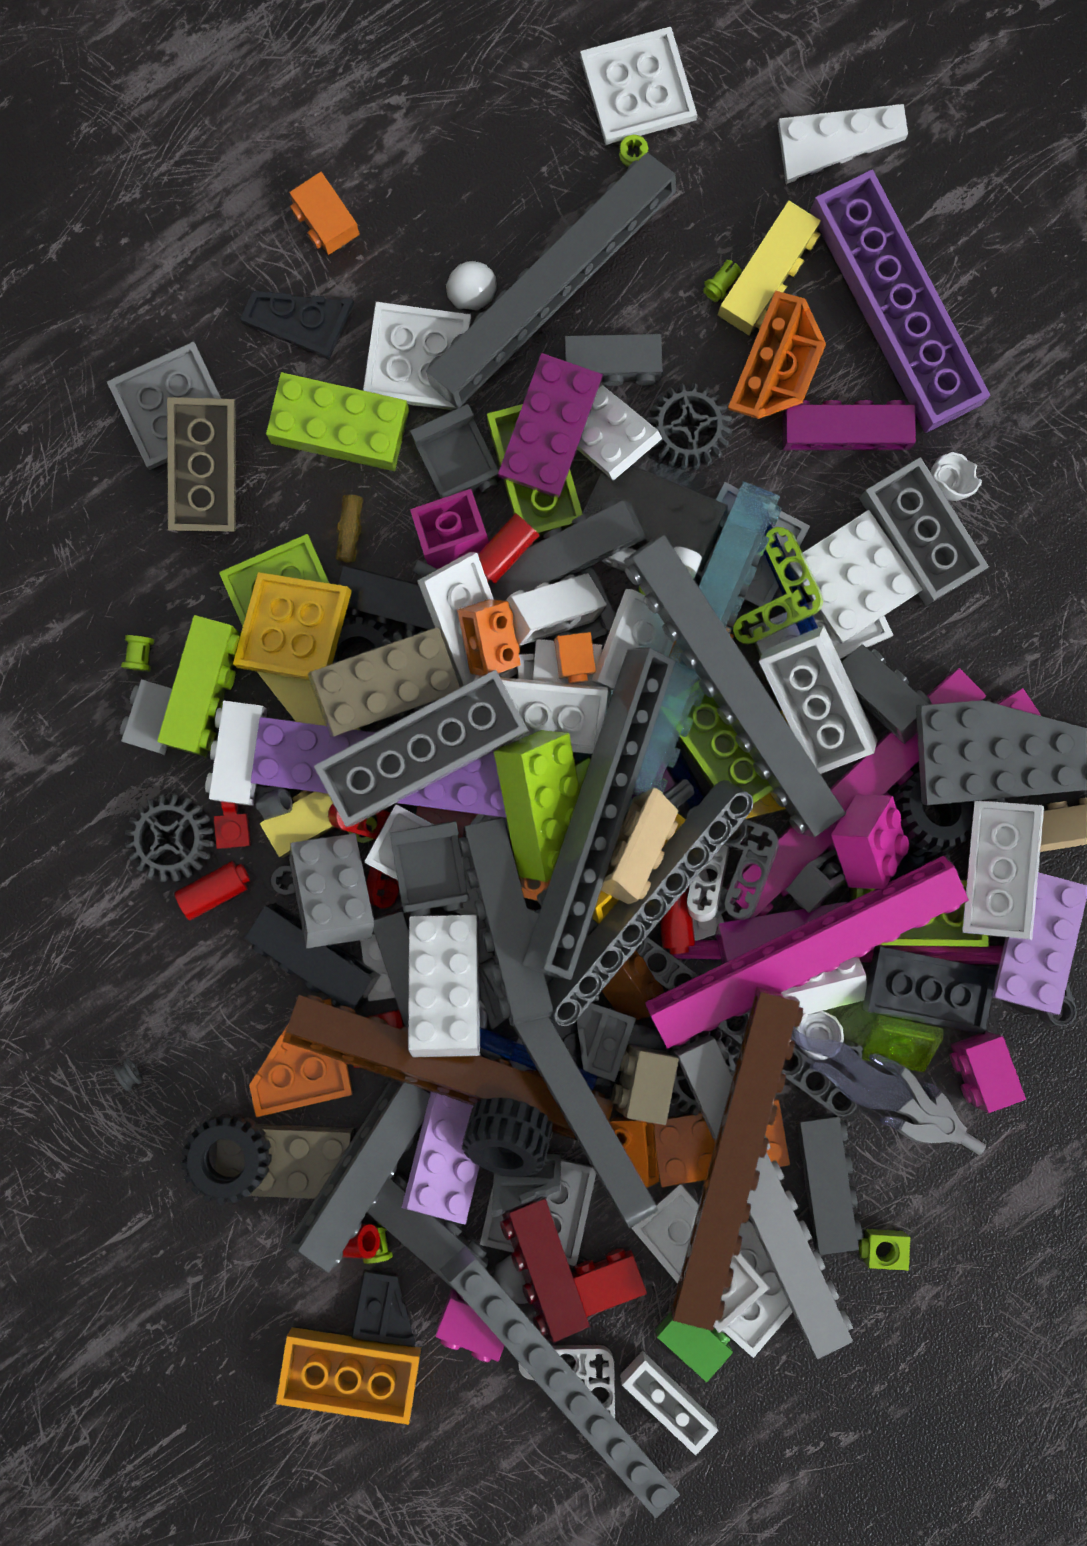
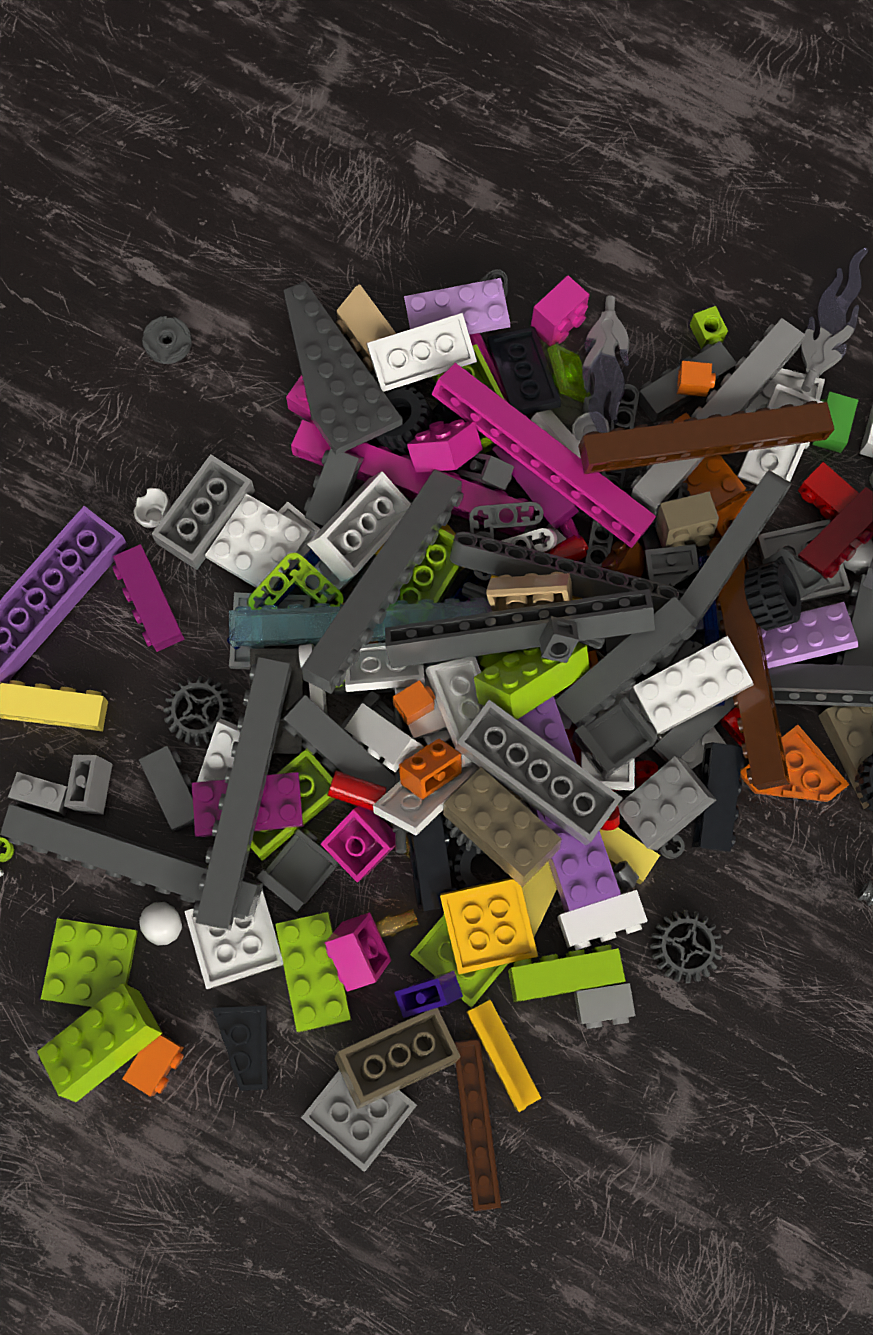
camera: 110 degrees left, 10 degrees down
(99, 523) = (477, 1126): none -> reddish brown tile
(137, 653) = (562, 1040): lime bush -> none
(153, 582) = (503, 1055): none -> yellow fence
(212, 890) = (707, 895): red brick -> none
(231, 828) = (656, 904): red plate -> none
(252, 530) = (428, 994): none -> dark purple brick
(332, 473) = (358, 952): none -> dark pink brick
(370, 163) = (99, 1042): none -> lime brick
(463, 194) = (87, 962): none -> lime plate
(560, 420) = (243, 795): none -> dark grey brick
(560, 844) = (559, 639): none -> dark grey brick
(659, 269) = (88, 784): none -> light grey brick
(673, 215) = (39, 793): none -> light grey brick
(722, 280) = (76, 737): lime pin -> none
(780, 359) = (120, 663): orange wedge -> none
(789, 1368) = (822, 353): none -> piece
(820, 1189) = (695, 378): none -> orange brick

